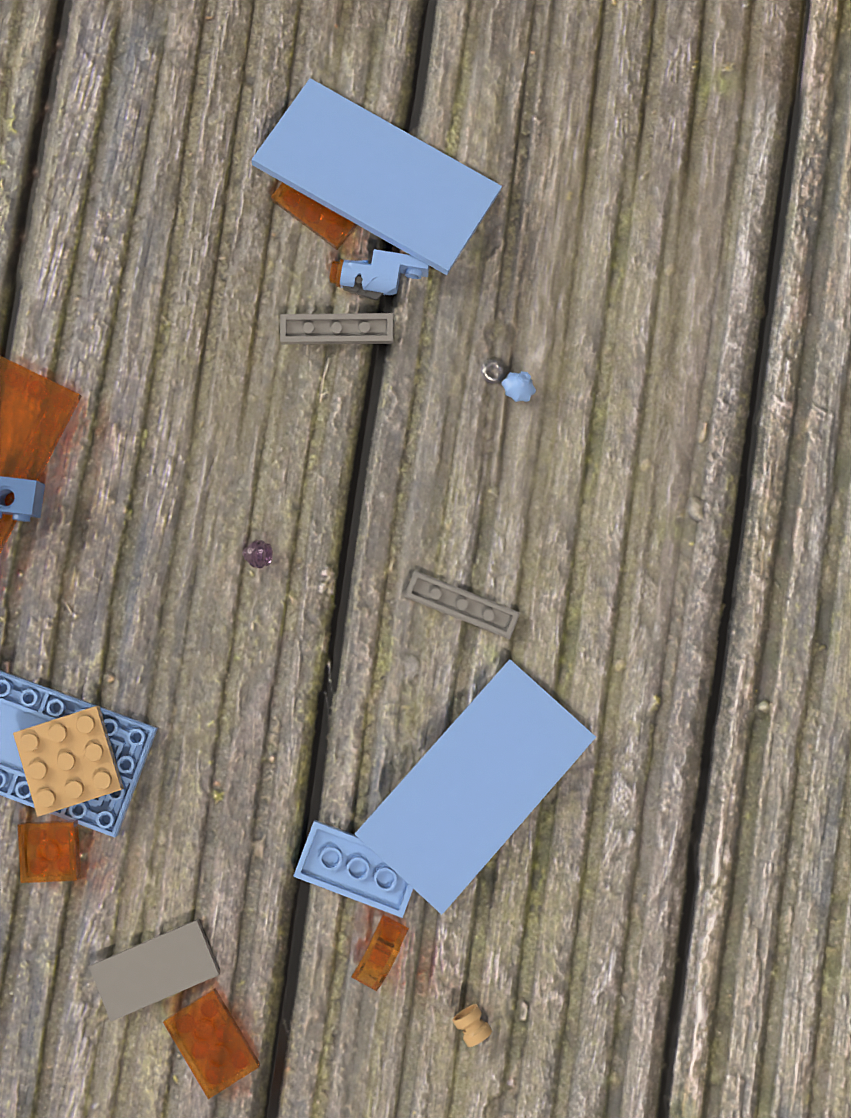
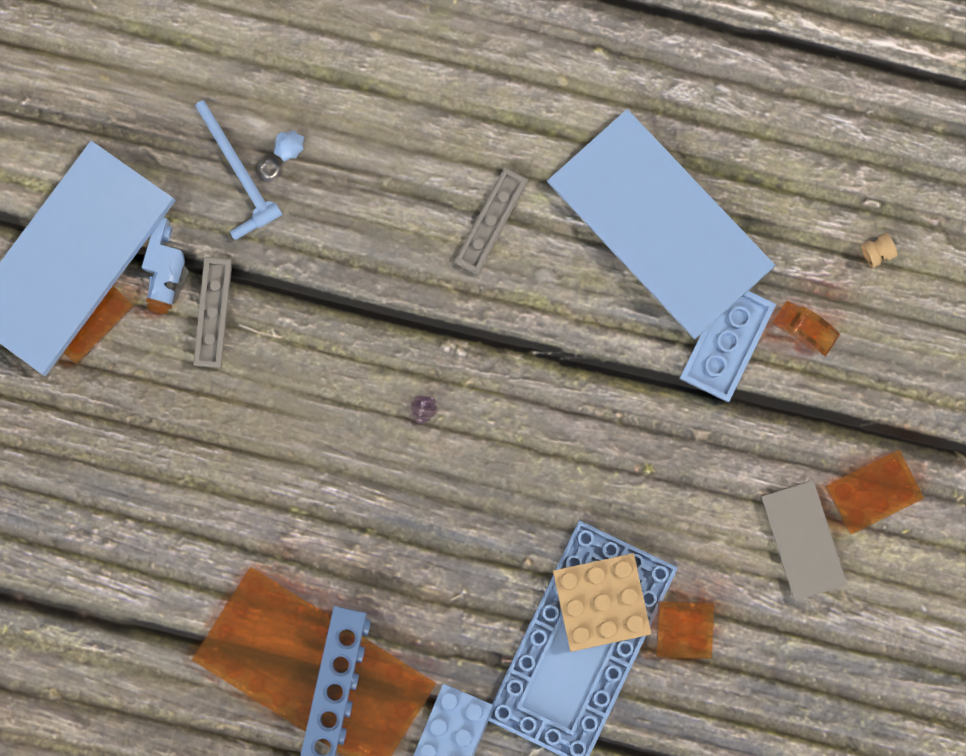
camera: 90 degrees left, 0 degrees up
(447, 370) = (264, 211): none -> light blue bar

